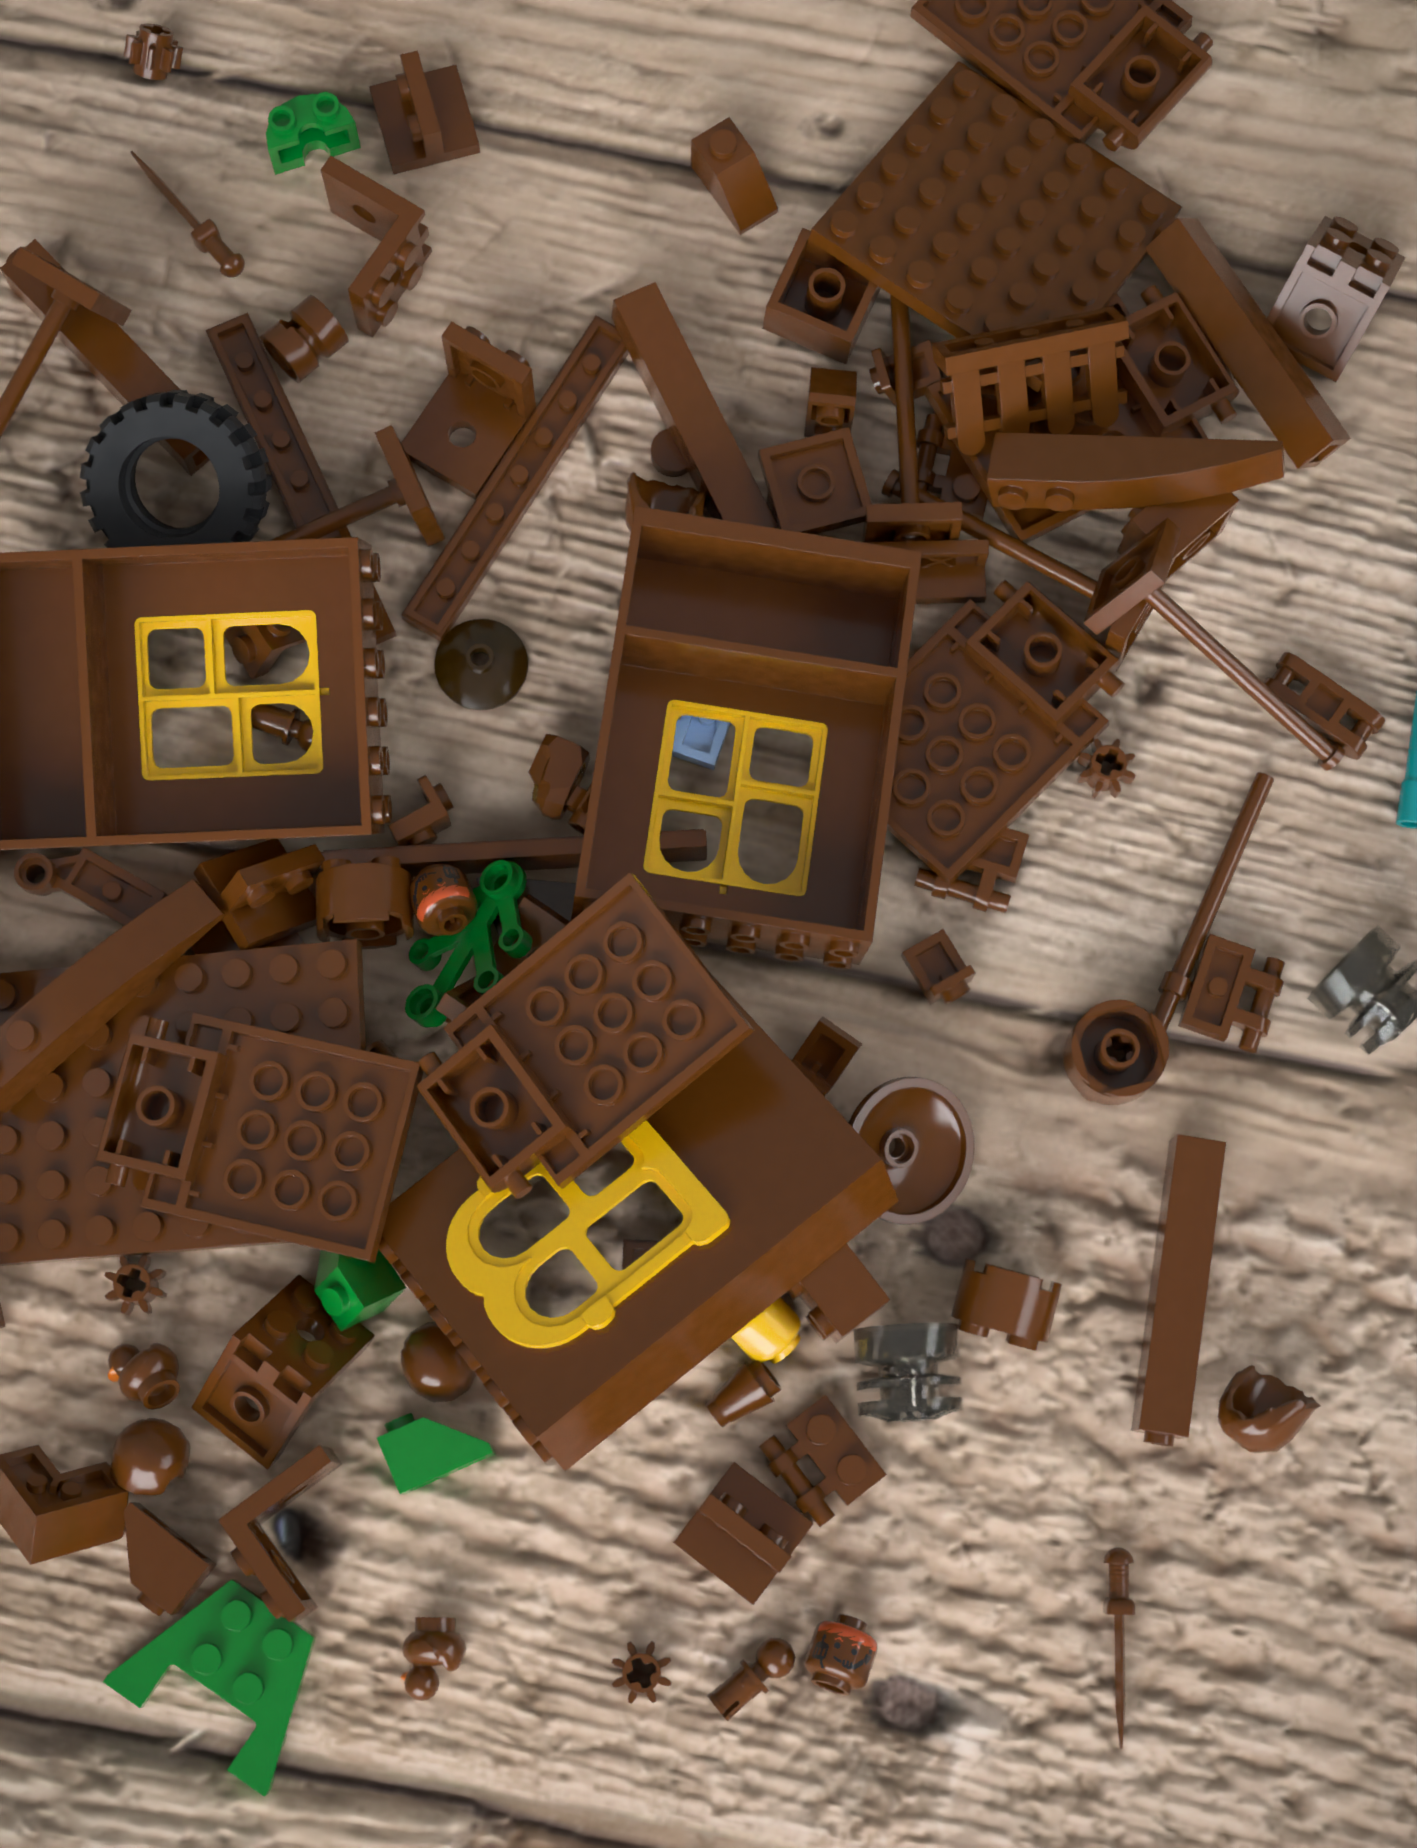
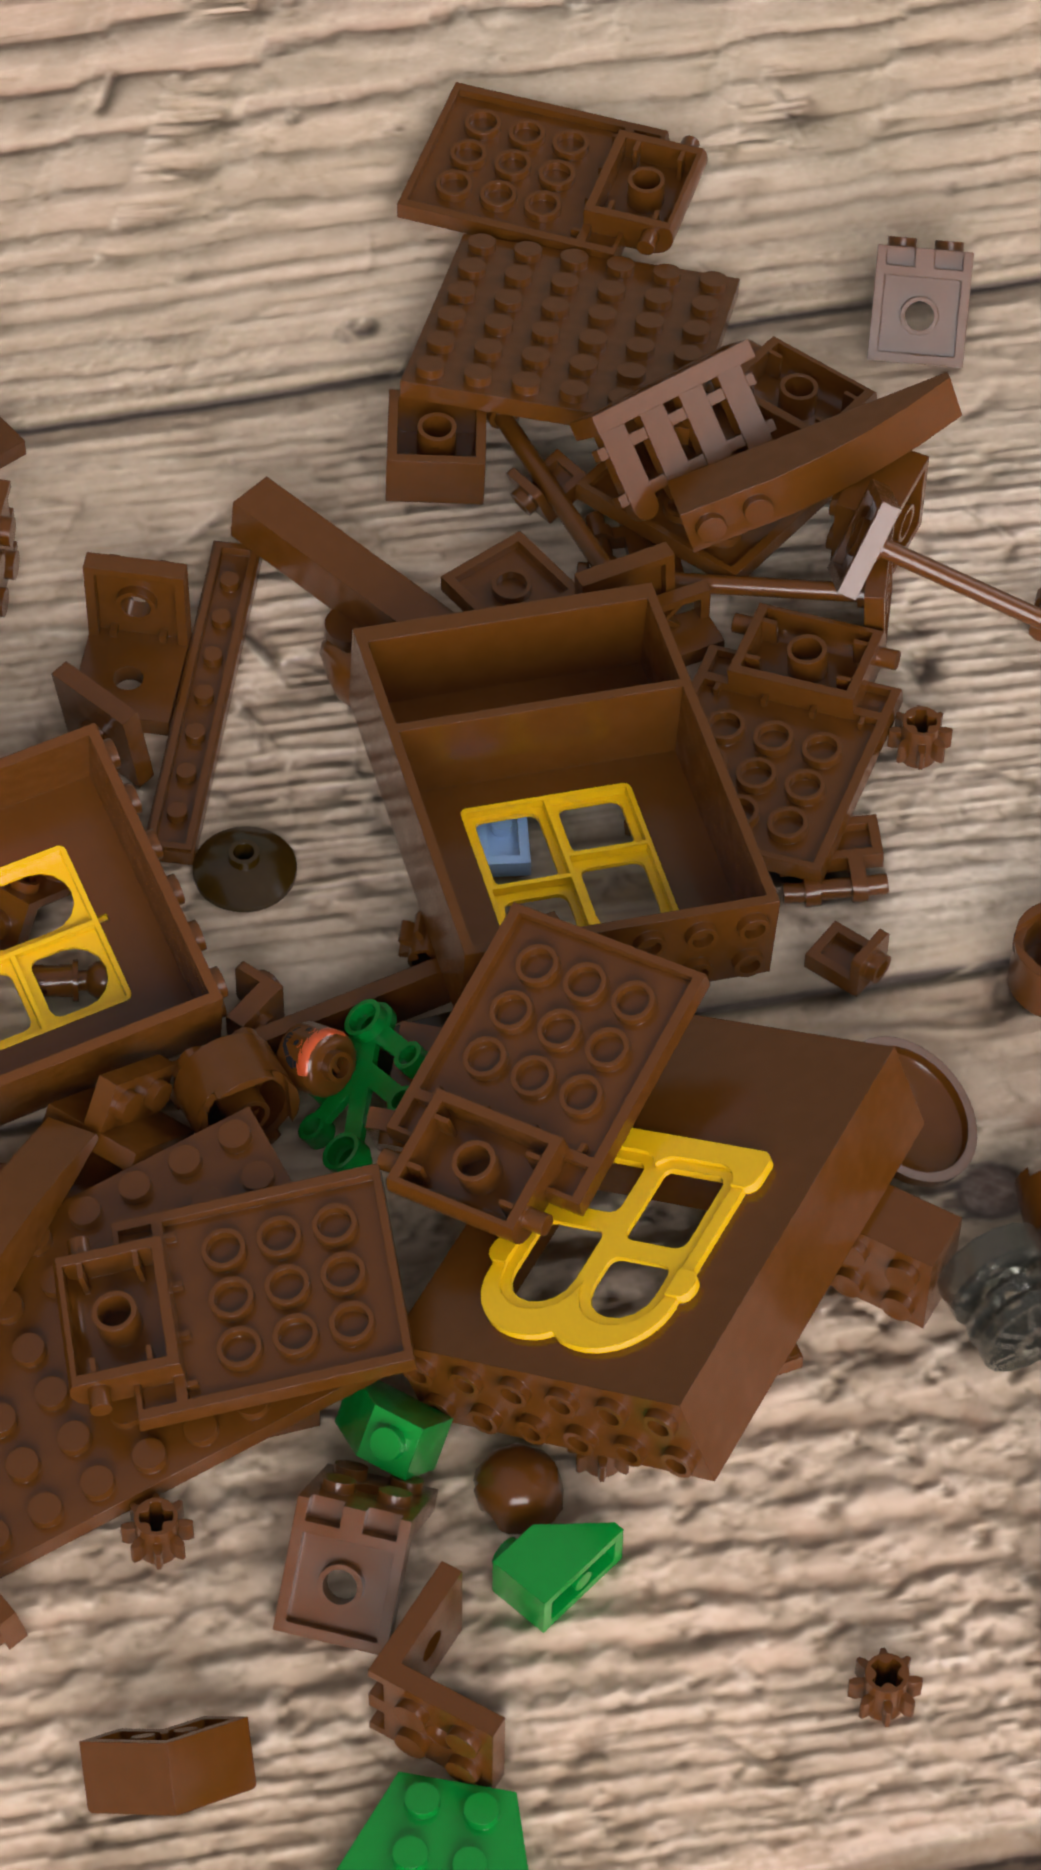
camera: 20 degrees left, 25 degrees down
(146, 1374) = (210, 1612): reddish brown animal -> none
(149, 1456) = (251, 1680): reddish brown hair -> none
(162, 1562) = (315, 1777): reddish brown slope -> none
(431, 1645) = (649, 1750): reddish brown animal -> none
(556, 773) = (374, 922): reddish brown rock -> none
(733, 175) = (291, 385): reddish brown slope -> none
(743, 1393) = (854, 1394): reddish brown cone -> none
(743, 1533) = (920, 1528): reddish brown bracket -> none
(770, 1334) = (845, 1325): yellow head -> none
(773, 1660) = (1015, 1627): reddish brown pin -> none
(830, 400) = (485, 522): reddish brown slope -> none
(835, 1452) = (973, 1418): reddish brown plate -> none
(1246, 342) = (850, 349): reddish brown brick -> none

